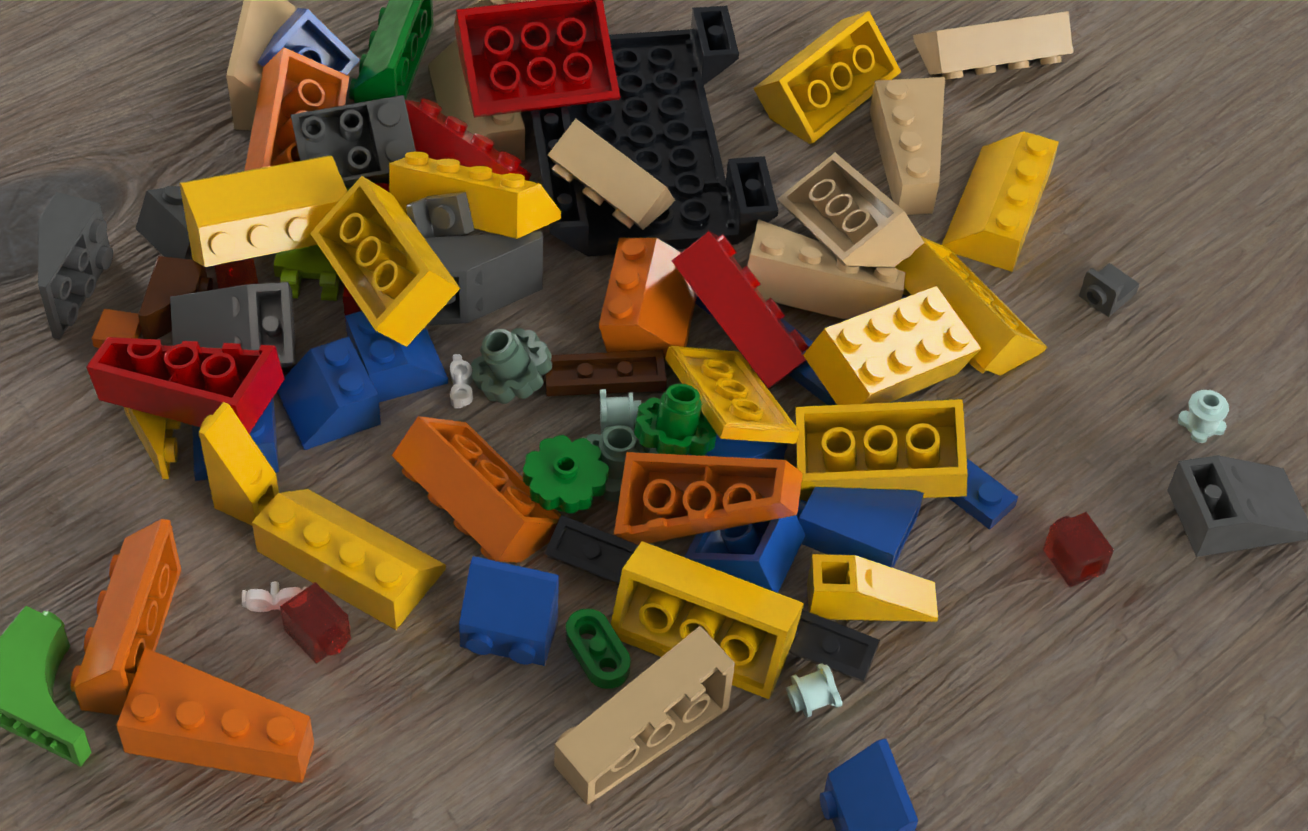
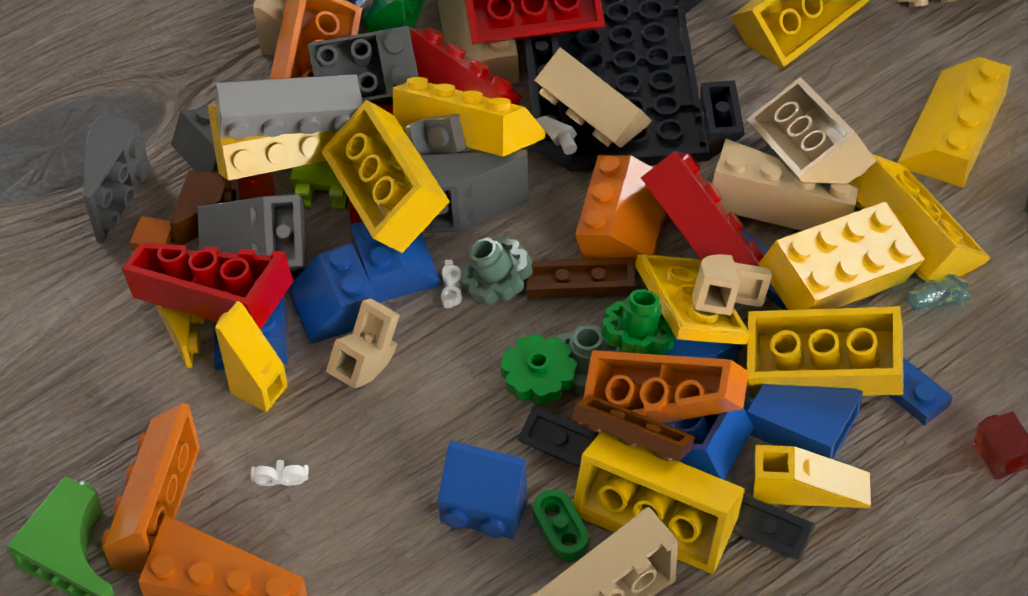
camera: 10 degrees right, 0 degrees up
(269, 182) = (285, 105): none -> light grey brick
(316, 623) = (314, 497): clear red brick -> none
(345, 555) = (342, 437): yellow slope -> none
(365, 460) = (366, 351): none -> tan brick
(475, 488) = (459, 380): orange slope -> none
(577, 214) = (560, 133): none -> light grey bar
(618, 410) = (589, 311): light aqua brick -> none
(677, 538) = (633, 428): none -> reddish brown plate
(769, 376) = (725, 282): none -> tan brick
(813, 691) = (751, 567): light aqua brick -> none
(909, 137) = (872, 61): tan wedge -> none
(995, 385) = (939, 292): none -> clear light blue arm

